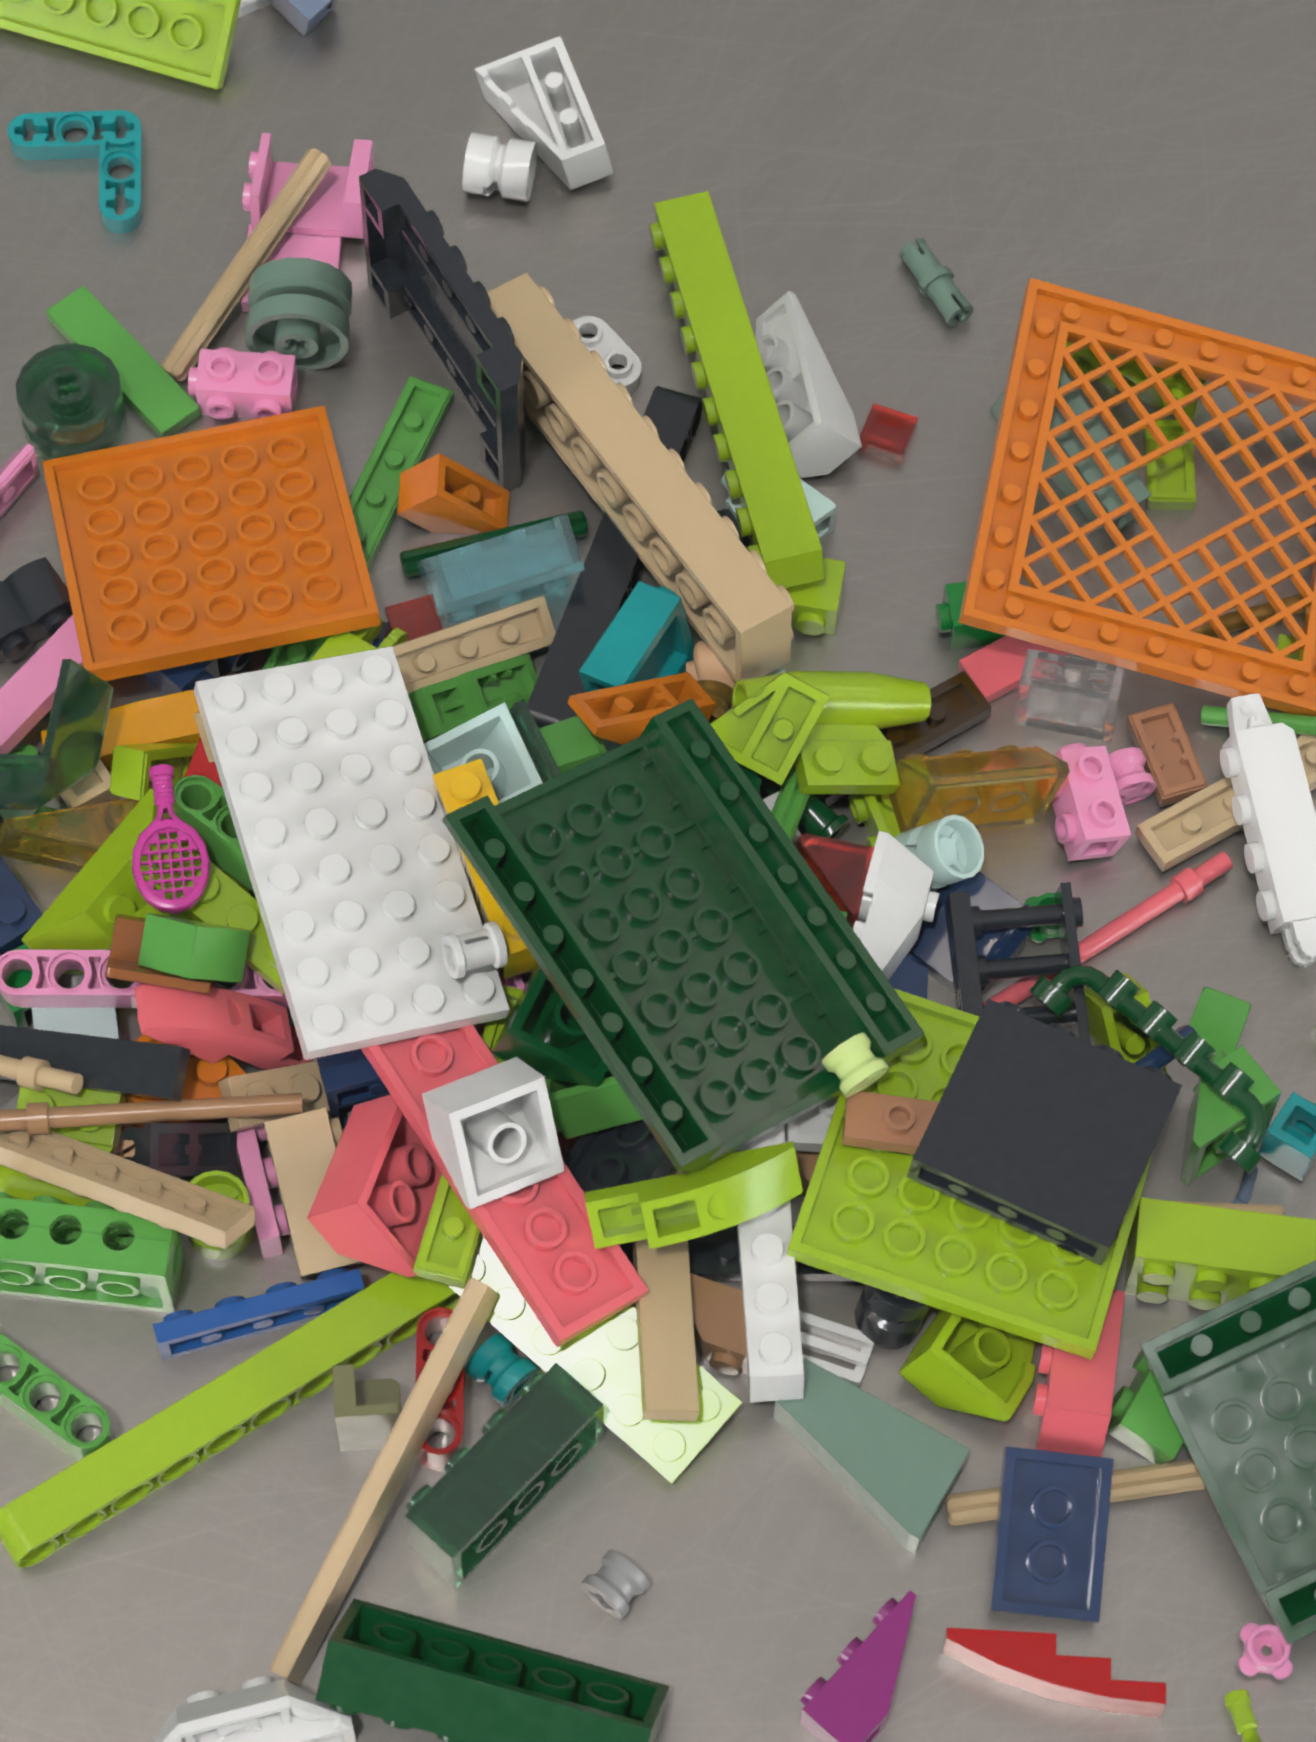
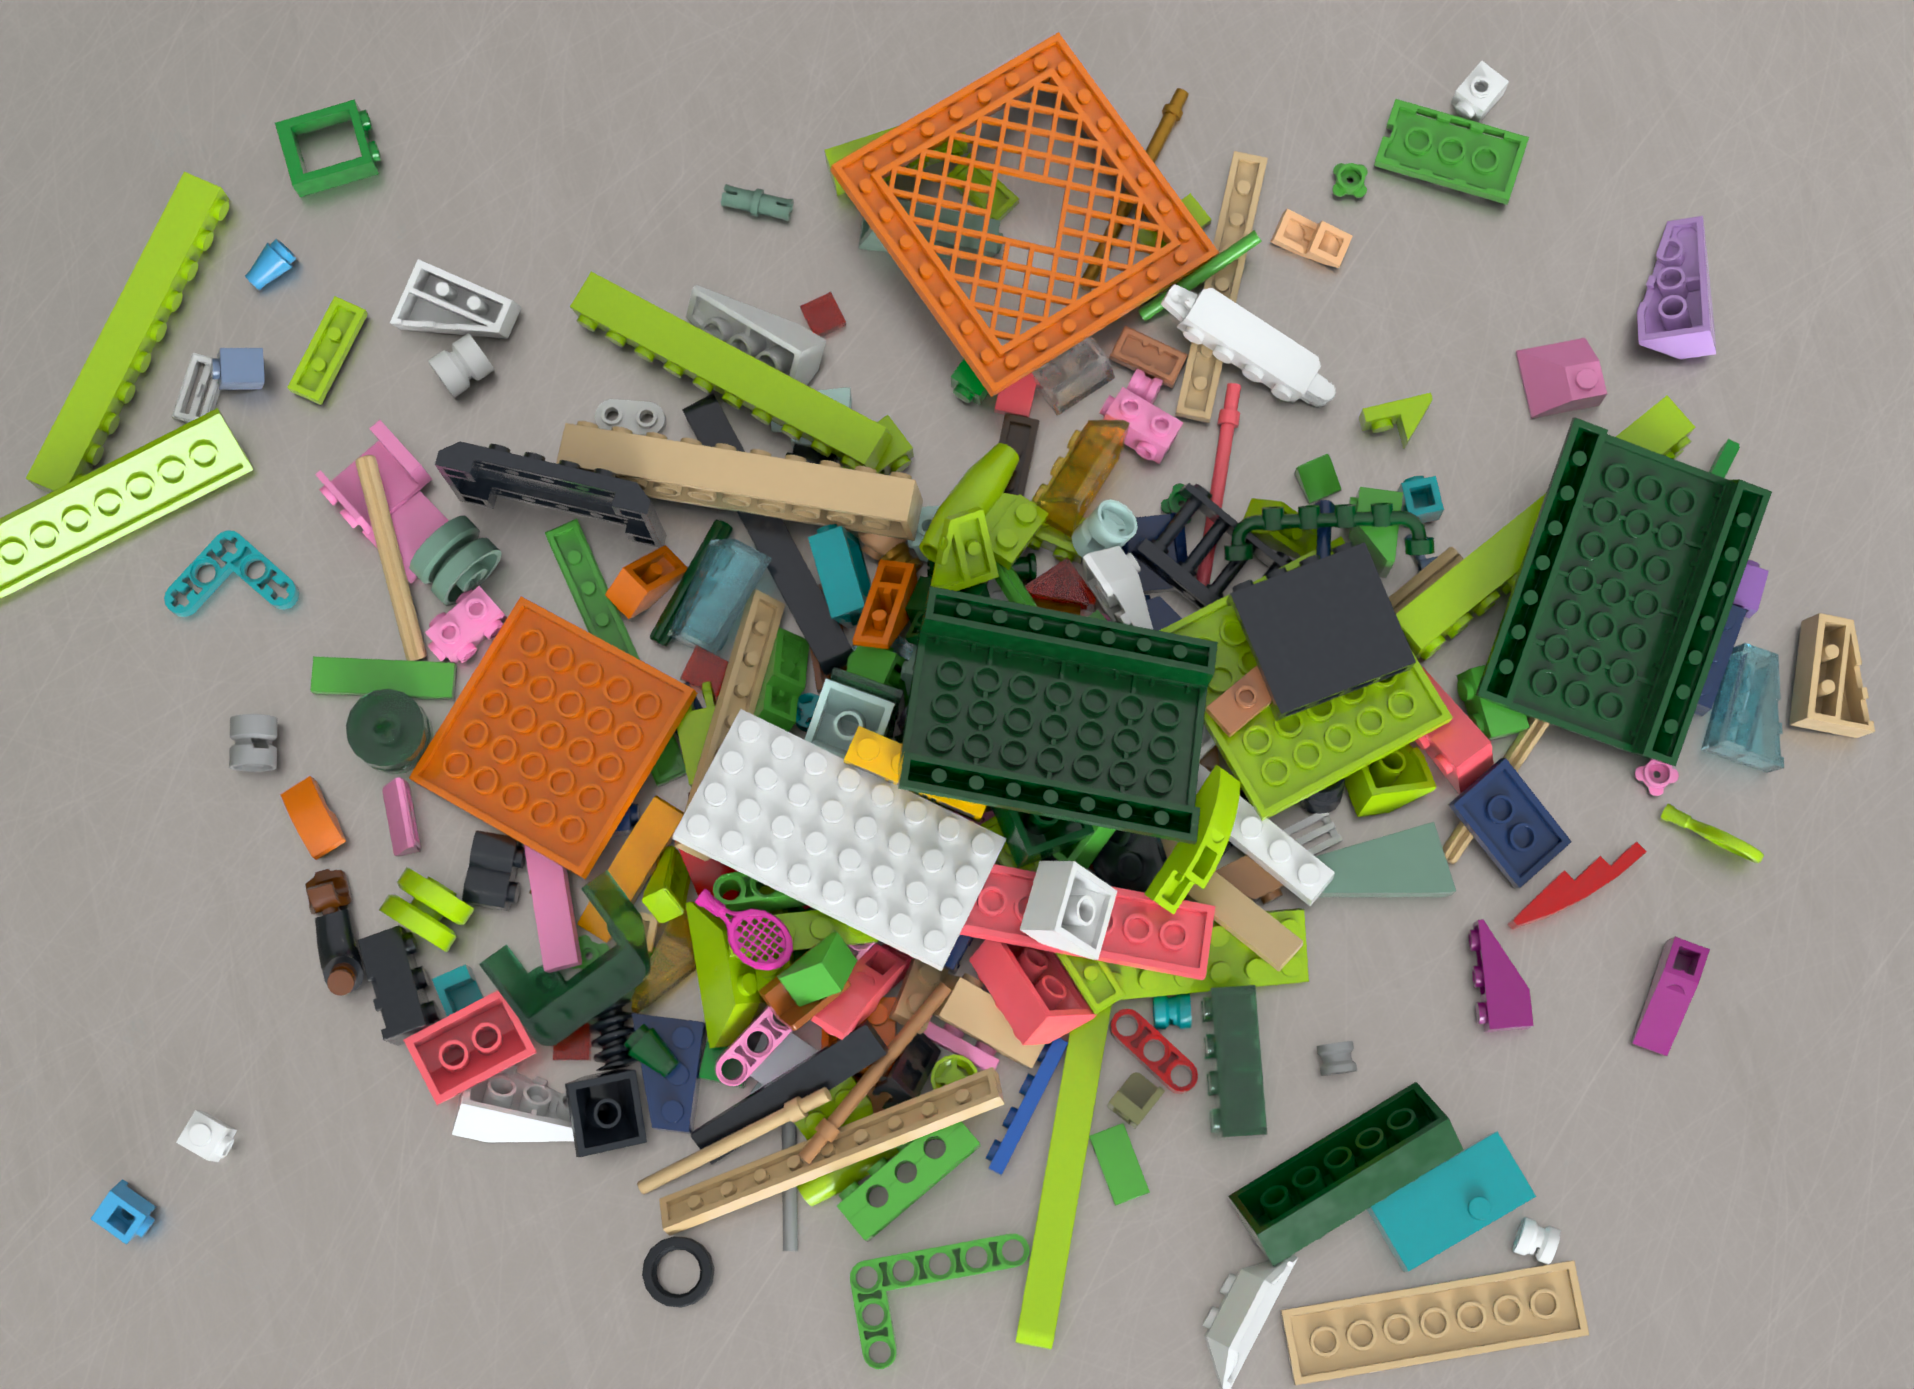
camera: 40 degrees left, 15 degrees up
(285, 1465) = (1119, 1164): none -> bright green tile
(384, 1481) = (1186, 1127): tan tile -> none
(397, 52) = (327, 350): none -> lime plate
(474, 950) = (965, 830): white bush -> none
(855, 1065) = (1203, 694): yellowish green wheel -> none

